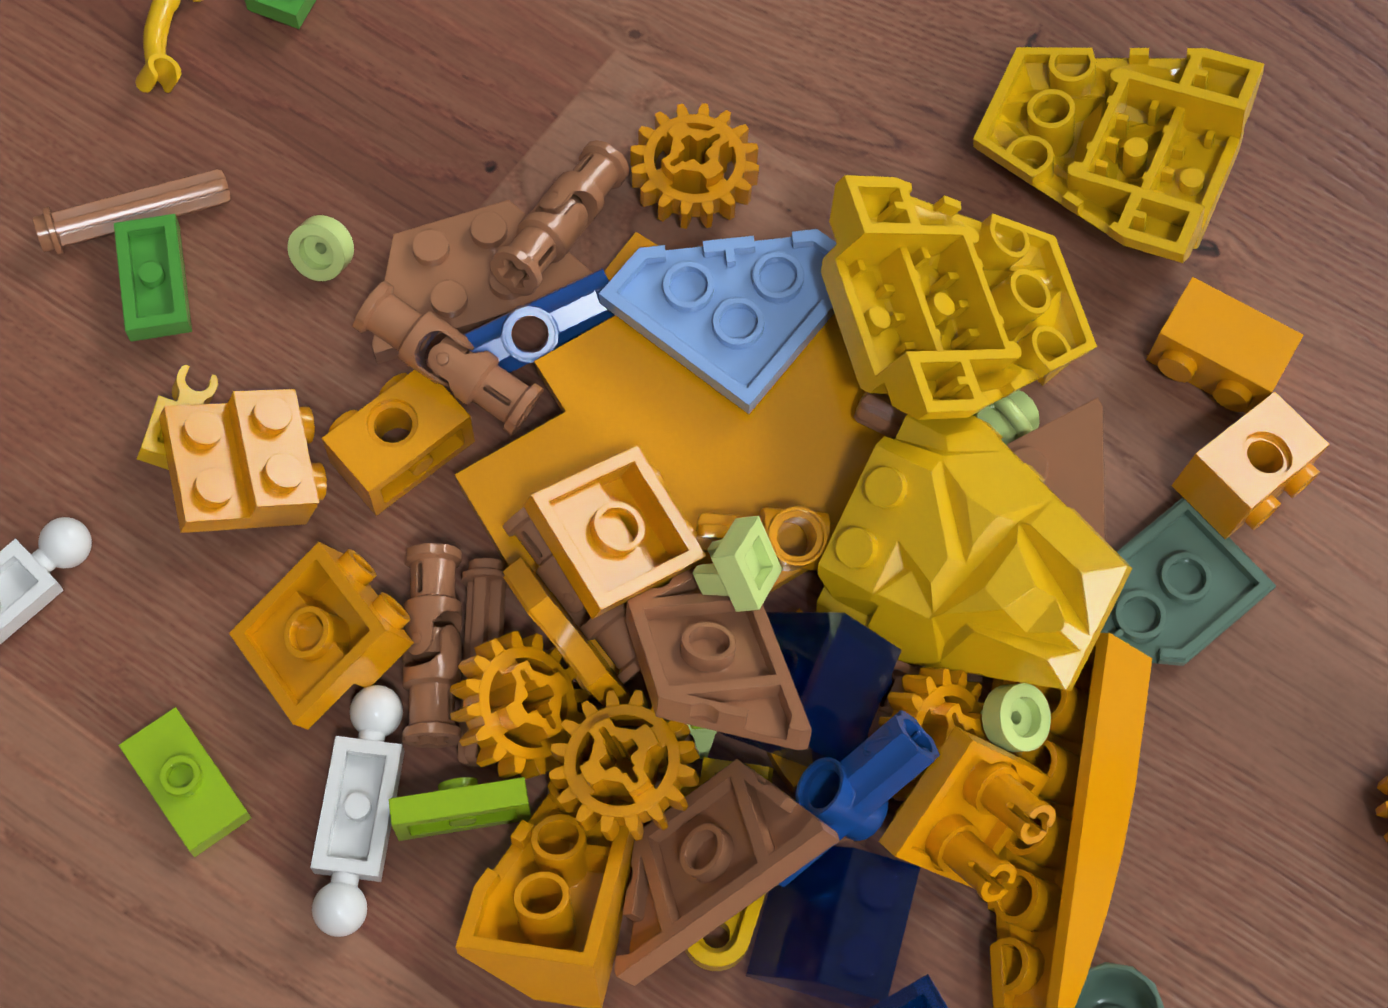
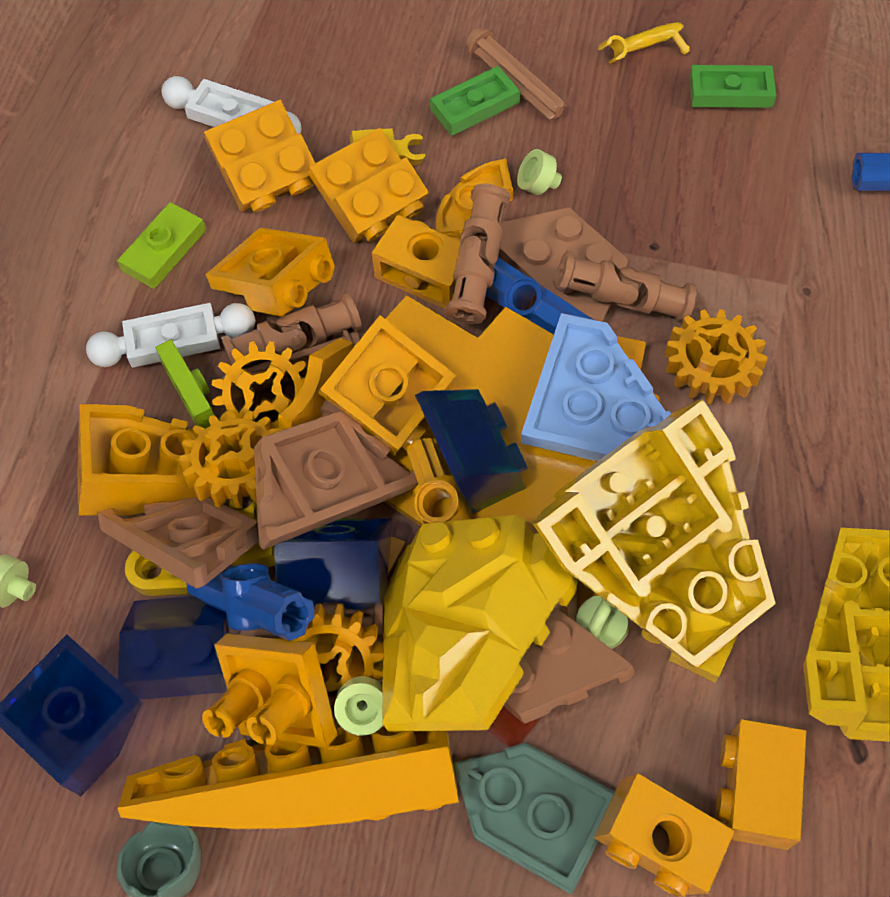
camera: 75 degrees right, 5 degrees down
(116, 586) = (261, 157): none -> light orange plate
(314, 349) = (457, 205): none -> light orange tile
(741, 566) = (395, 471): yellowish green tile -> none
(743, 465) = (473, 445): none -> clear blue slope

